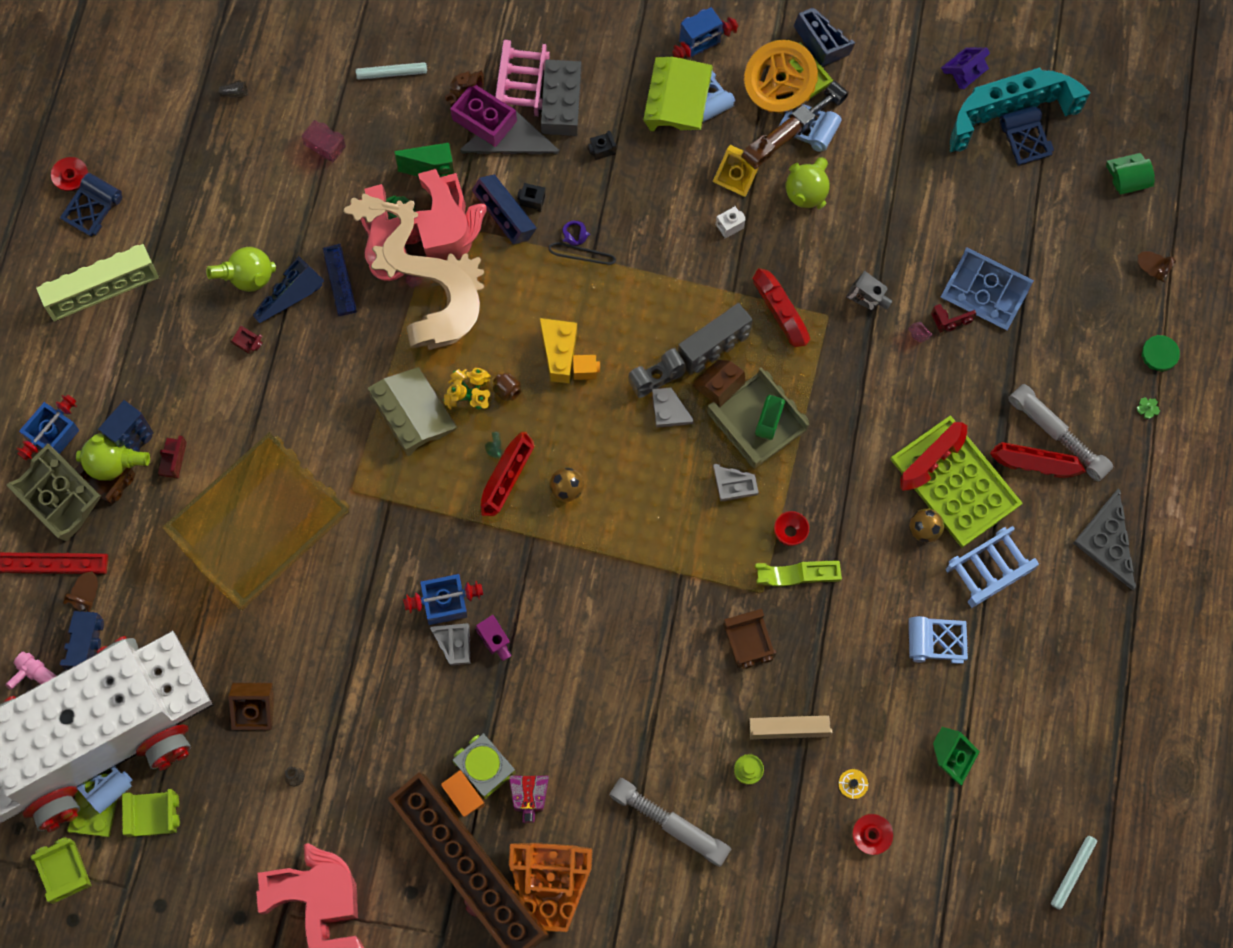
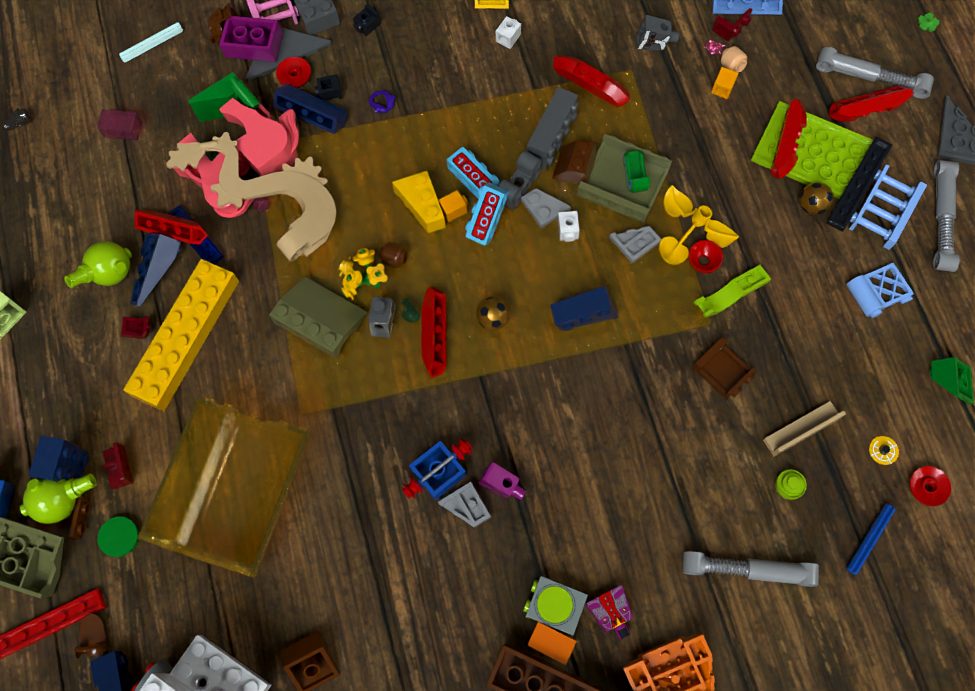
camera: 20 degrees left, 0 degrees up
(144, 519) = (118, 537): none -> green tile
(284, 367) = (181, 335): none -> yellow brick
(321, 261) = (169, 226): none -> red brick
(448, 170) = (244, 93): none -> green cylinder
(468, 437) = (381, 314): none -> dark grey torso
(505, 158) = (293, 66): none -> red dish
(584, 249) = (398, 119): black piece -> none
(609, 390) = (486, 213): none -> medium azure brick
(619, 346) = (470, 171): none -> medium azure brick
(651, 522) = (584, 309): none -> dark blue wedge
(680, 438) = (568, 226): none -> white brick
(792, 852) = (870, 539): none -> blue axle
(795, 467) = (679, 204): none -> yellow plant
(909, 371) = (724, 82): none -> light orange brick
(931, 353) = (734, 59): none -> light nougat head
(976, 531) = (859, 184): none -> black tile
(1043, 600) = (945, 174): none -> light grey piece

